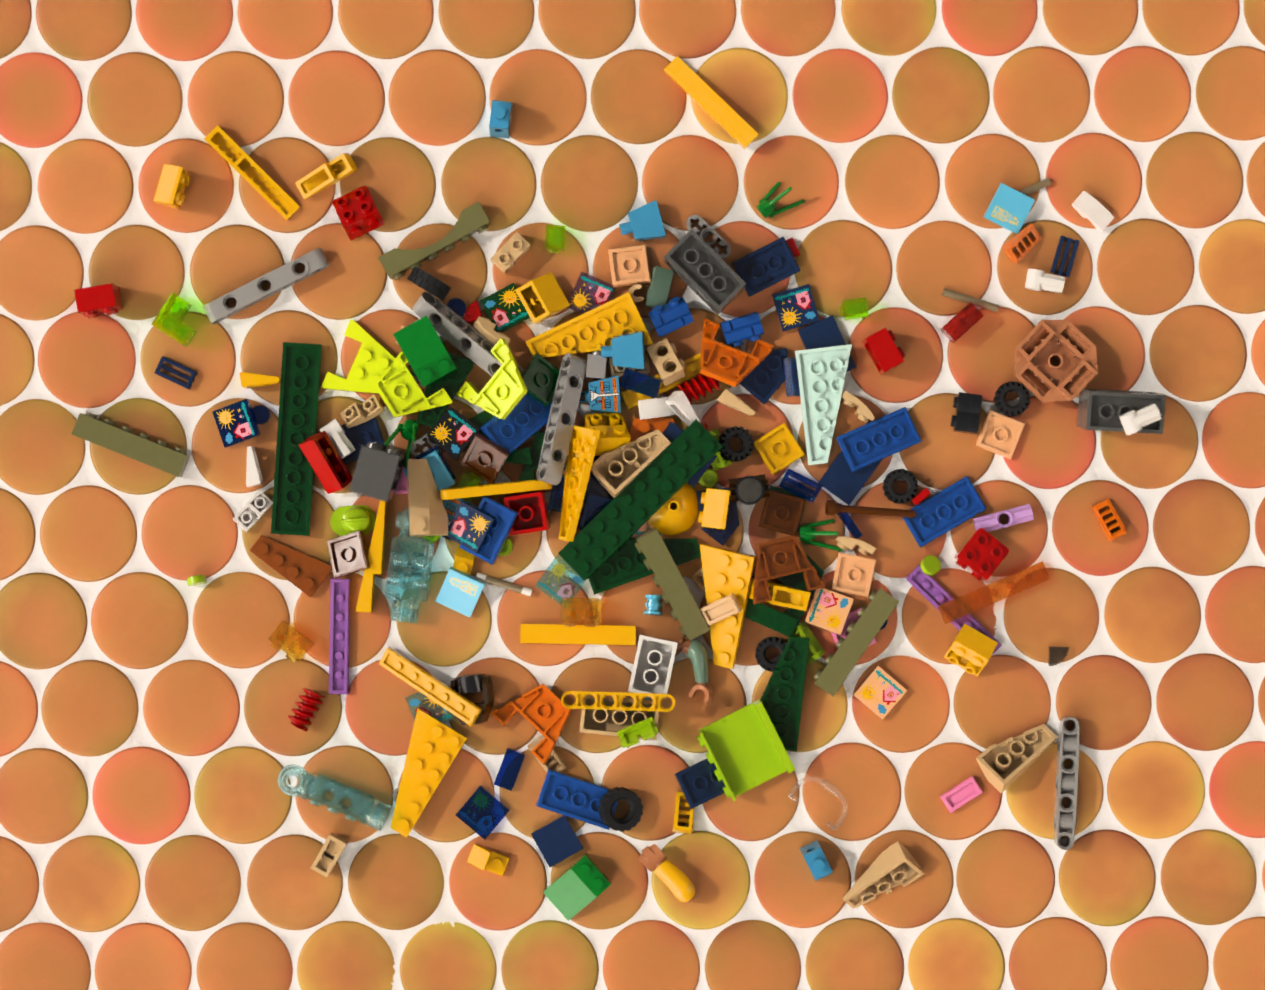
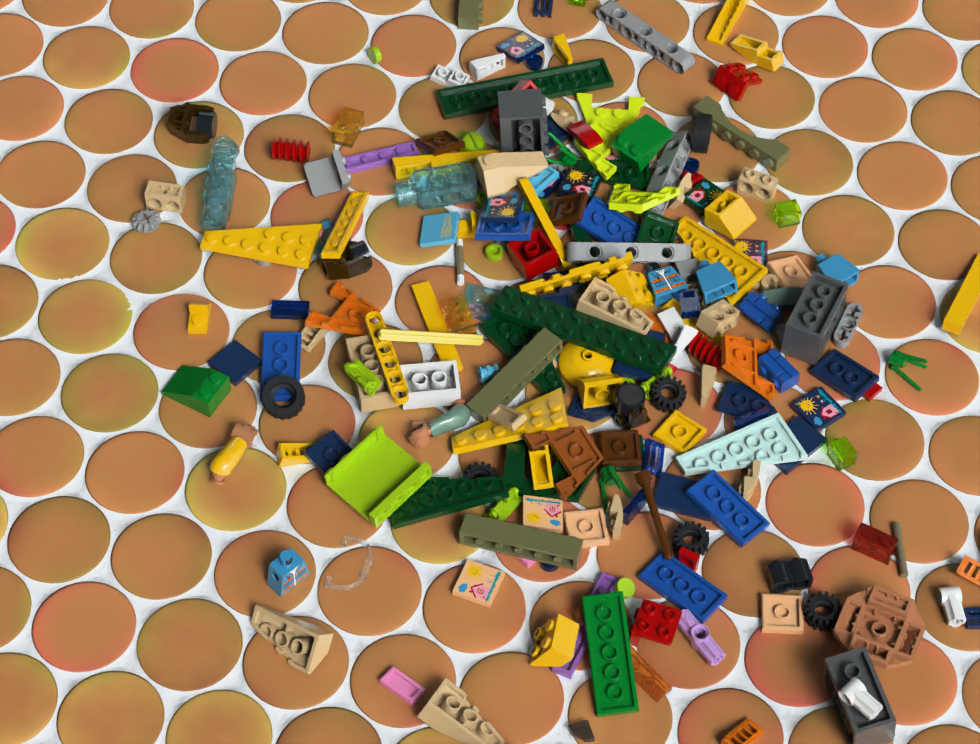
camera: 70 degrees right, 35 degrees down
(243, 787) = (180, 120): none -> dark brown piece
(295, 566) = (415, 114): dark orange wing -> none
(352, 872) = (143, 226): none -> light grey gear
(353, 683) = (327, 174): none -> light grey bracket
(396, 406) = (586, 134): none -> red slope
(482, 812) = (242, 301): clear blue tile -> none
(500, 119) = (870, 147): dark azure torso -> none
(603, 650) = (430, 337): none -> light yellow axle
(883, 350) = (814, 481): red brick -> none
(997, 605) = (610, 654): none -> green tile

